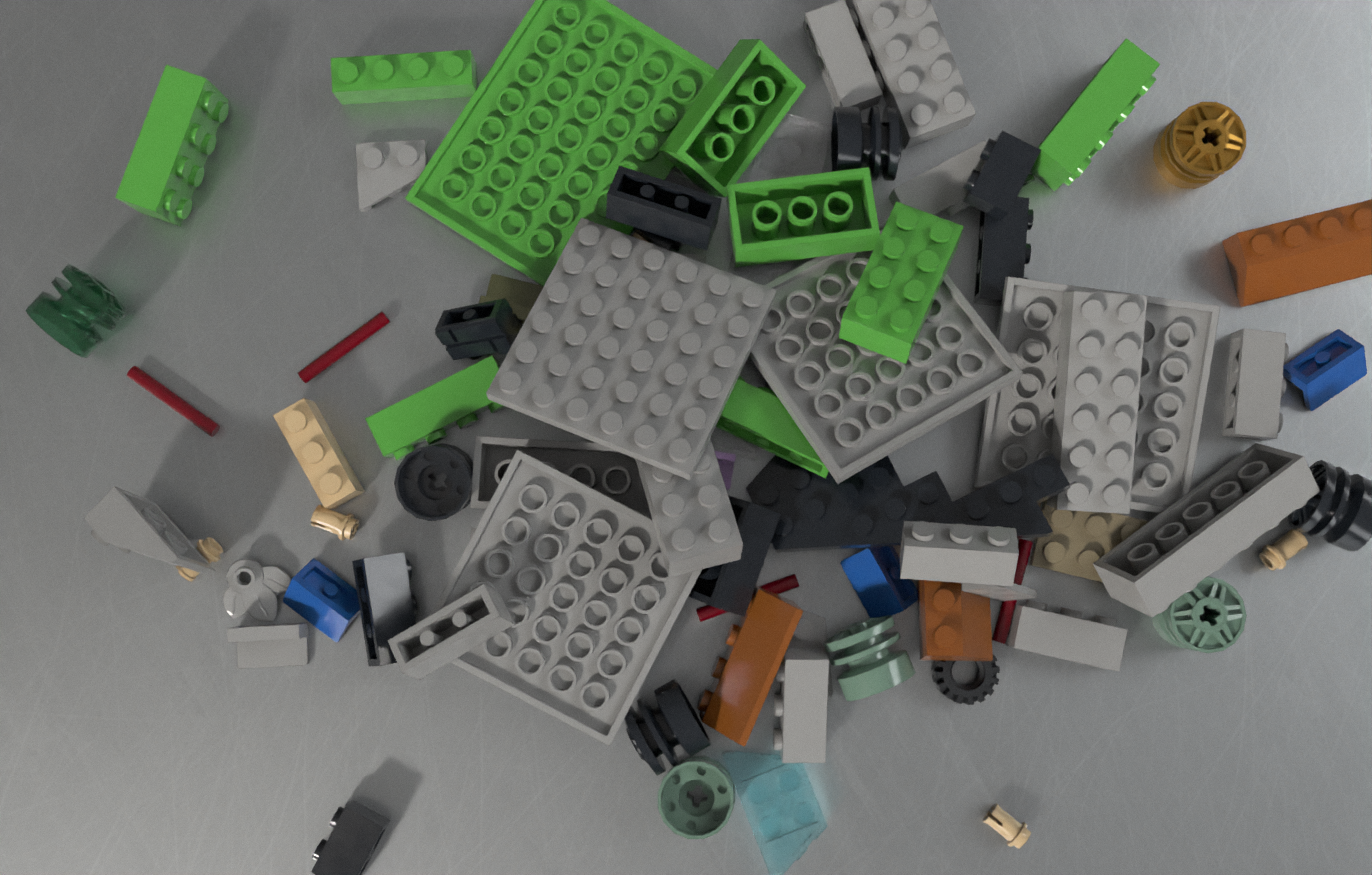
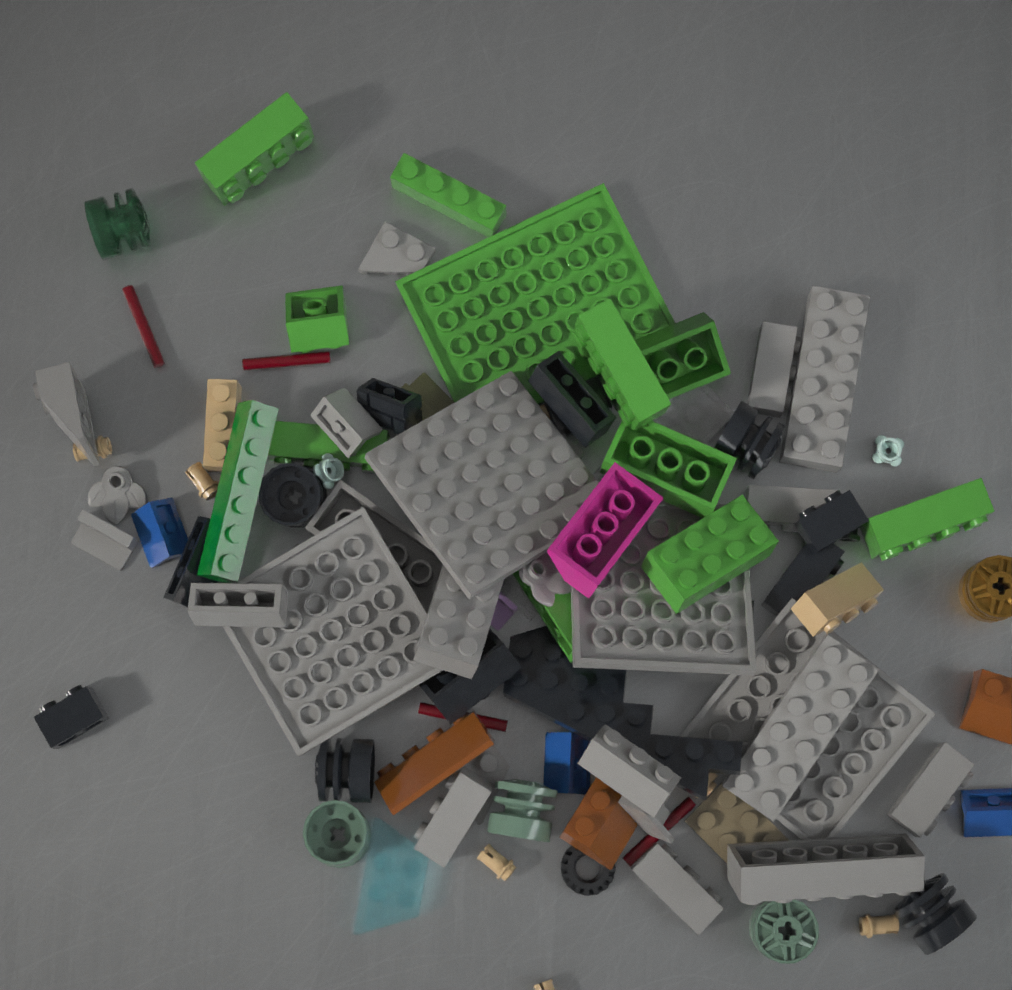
camera: 35 degrees right, 5 degrees down
(348, 286) = (316, 319): none -> bright green slope
(377, 512) = (238, 491): none -> brick
(443, 372) = (345, 421): none -> light grey panel
(461, 426) = (334, 467): none -> light aqua plate
(695, 139) = (621, 365): none -> bright green brick
(754, 406) = (546, 581): none -> light grey plate
(781, 323) = (602, 529): none -> dark pink slope
(874, 722) = (497, 862): none -> tan pin
(1013, 64) = (894, 445): none -> light aqua plate
(1055, 251) = (838, 600): none -> tan brick

